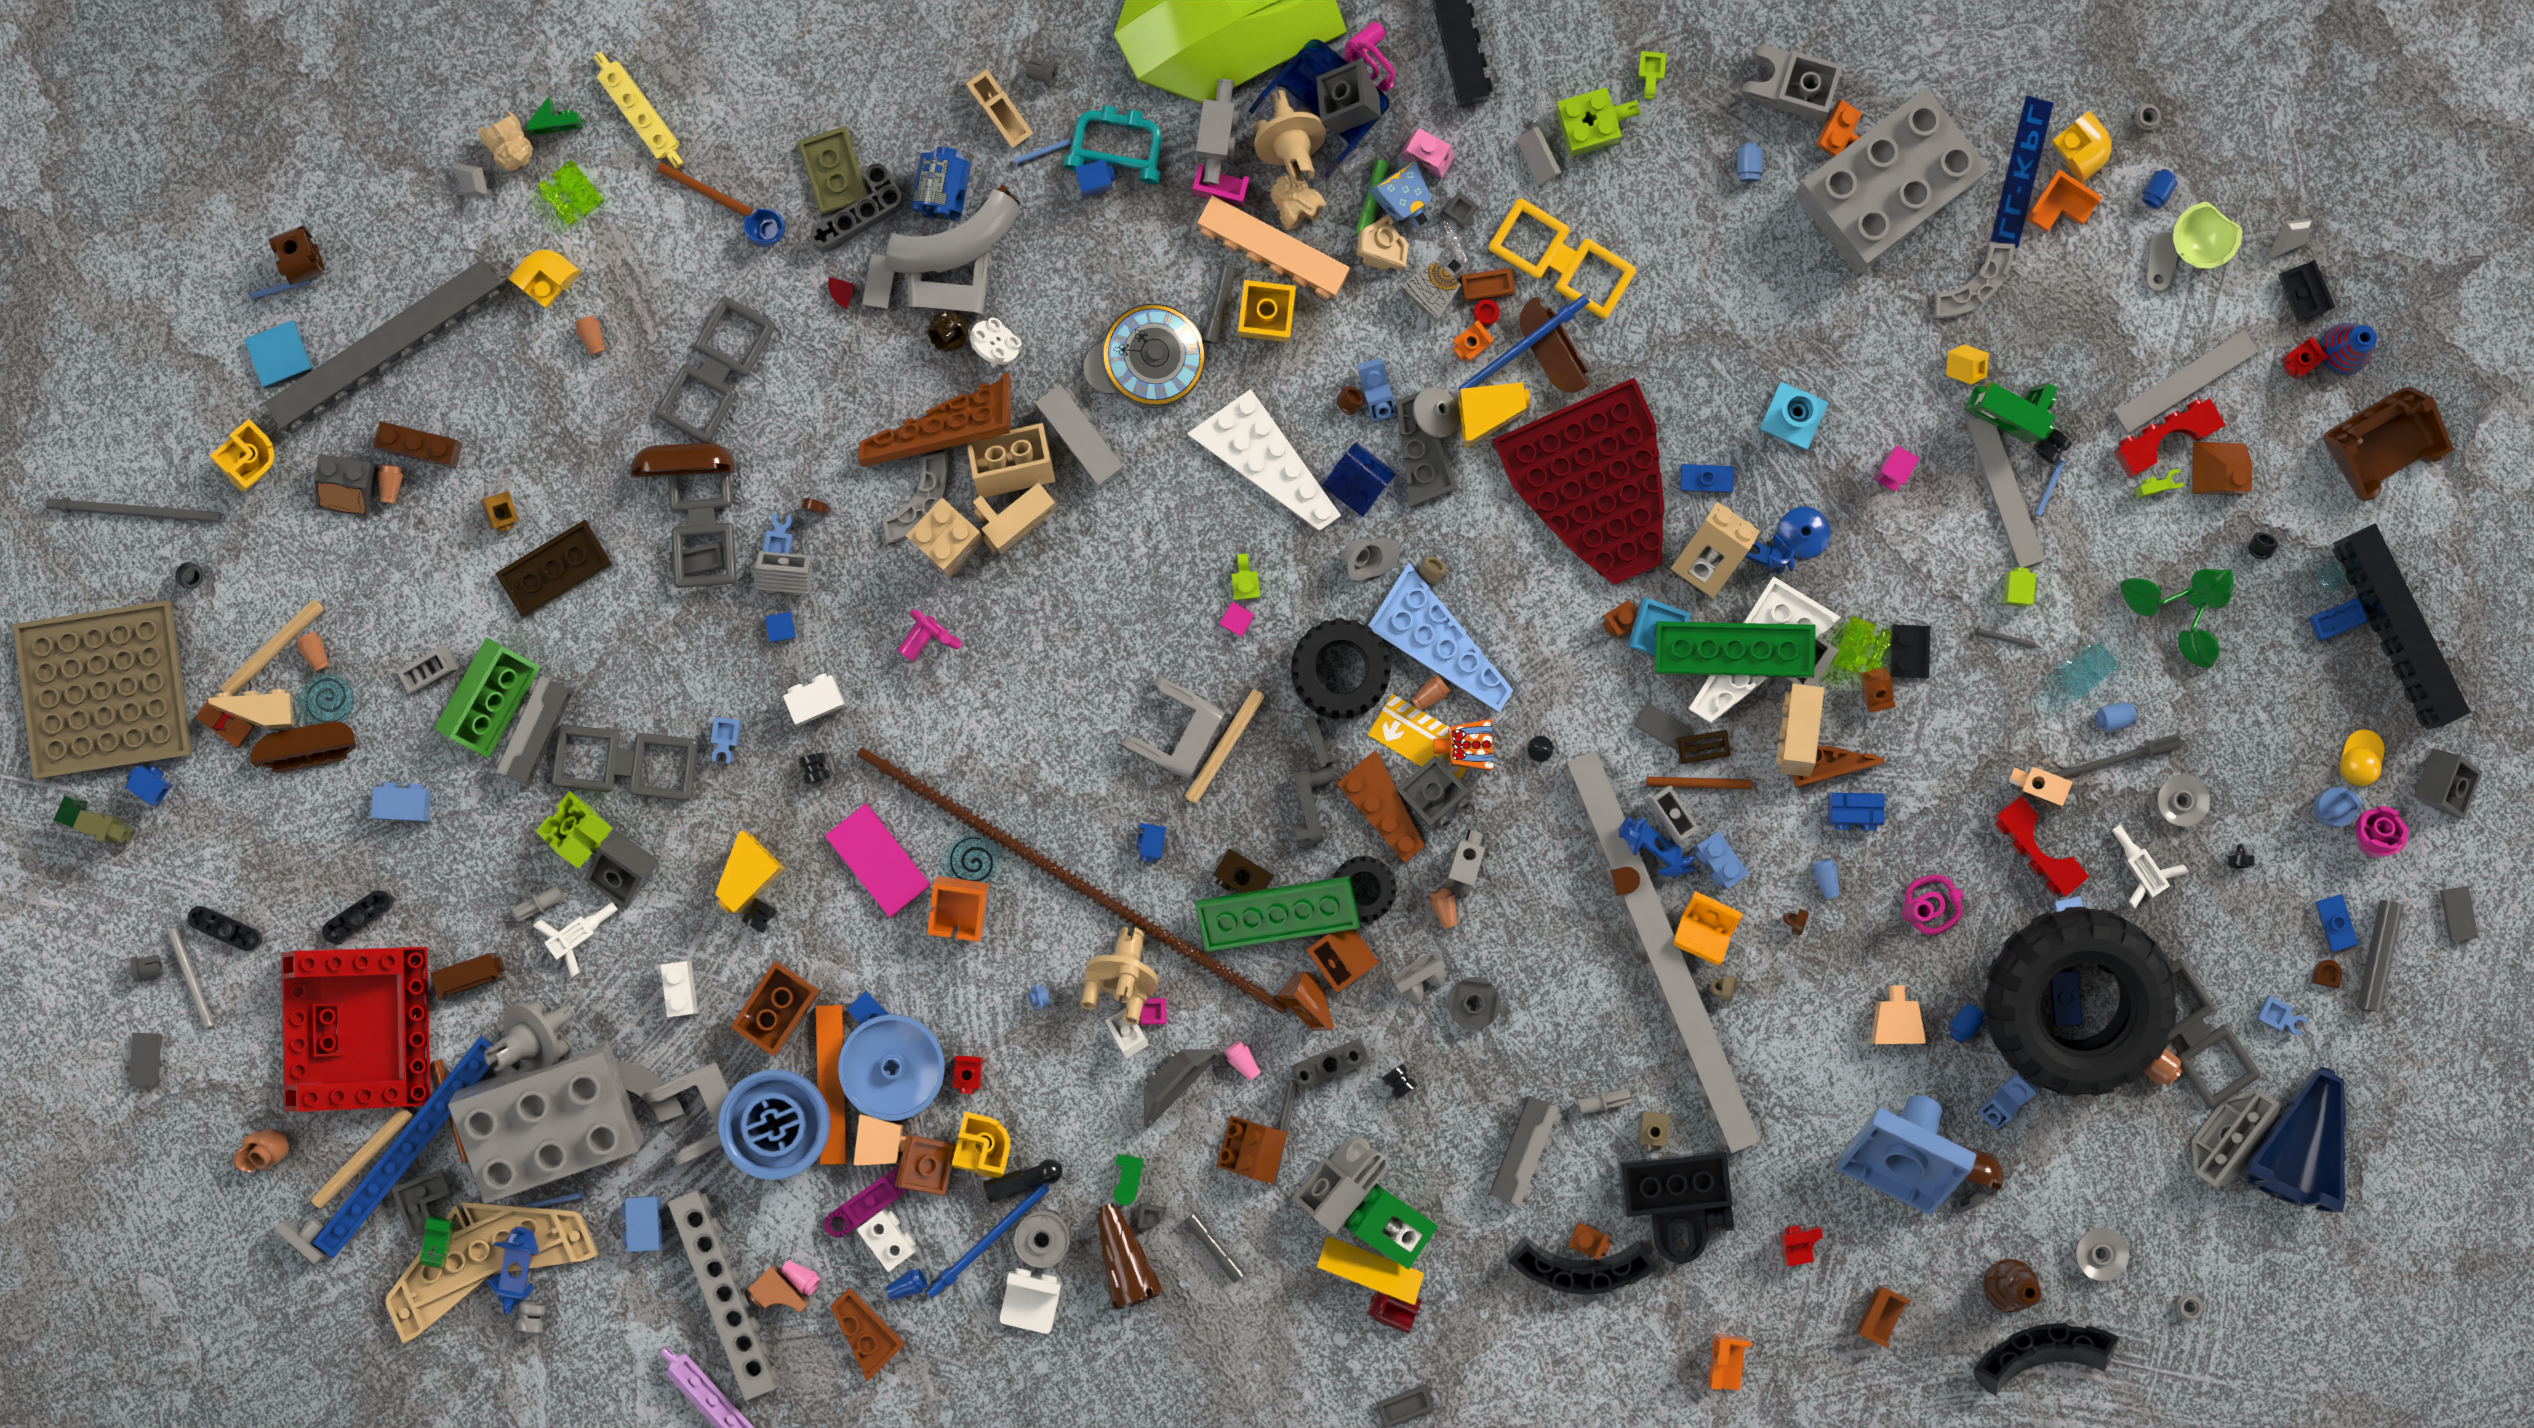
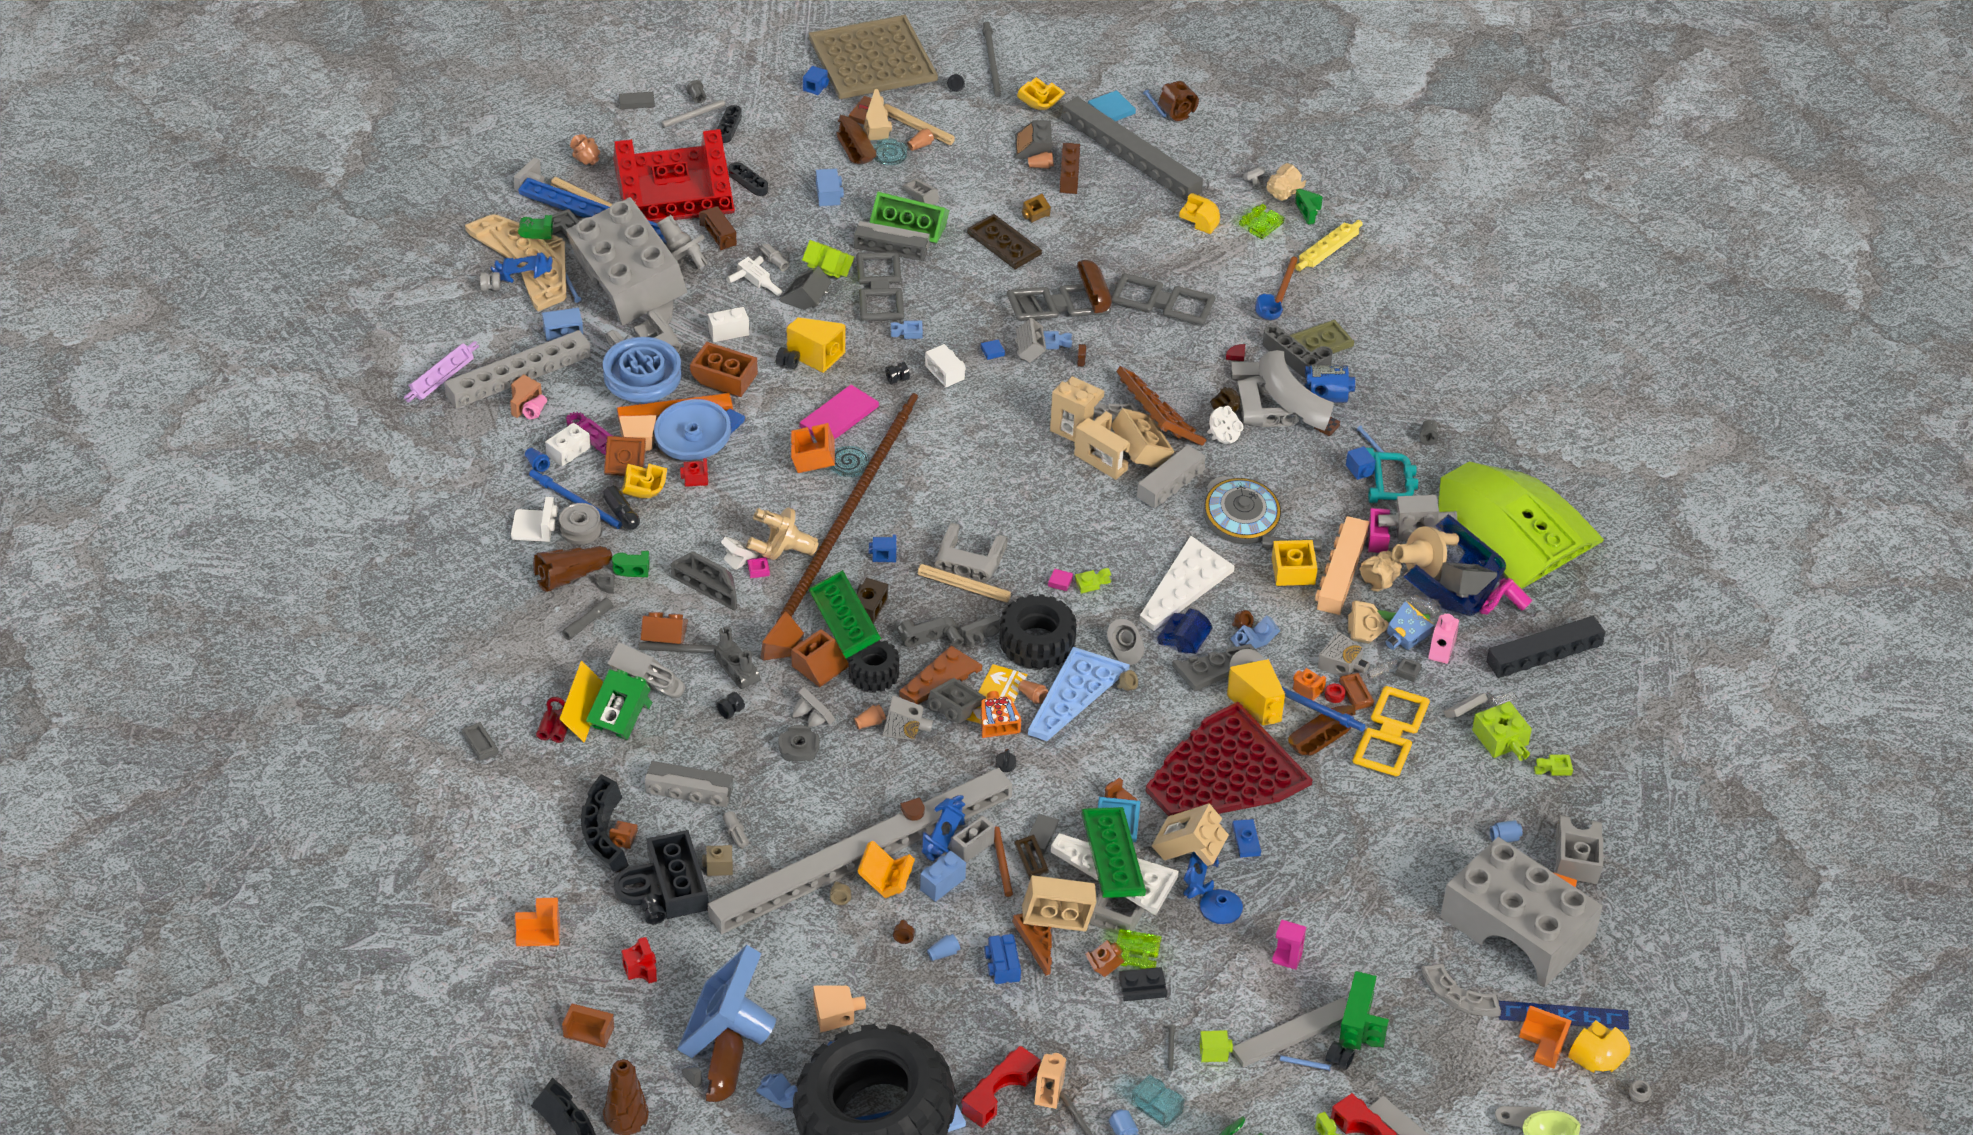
camera: 80 degrees right, 40 degrees down
(105, 827) = (787, 53): olive hips -> none
(590, 333) = (1169, 237): nougat cone -> none
(866, 1332) = (499, 445): dark orange wing -> none
(921, 633) = (1005, 414): dark pink piece -> none
(998, 107) = (1395, 412): tan slope -> none
(1038, 996) = (757, 501): medium blue plate -> none
(1241, 1059) = (731, 616): bright pink cone -> none
(1784, 425) = (1313, 881): medium azure plant -> none
(1920, 910) = (929, 1005): dark pink piece -> none
(1967, 364) = (1390, 990): yellow panel -> none
(2159, 188) = (1581, 1103): blue brick -> none

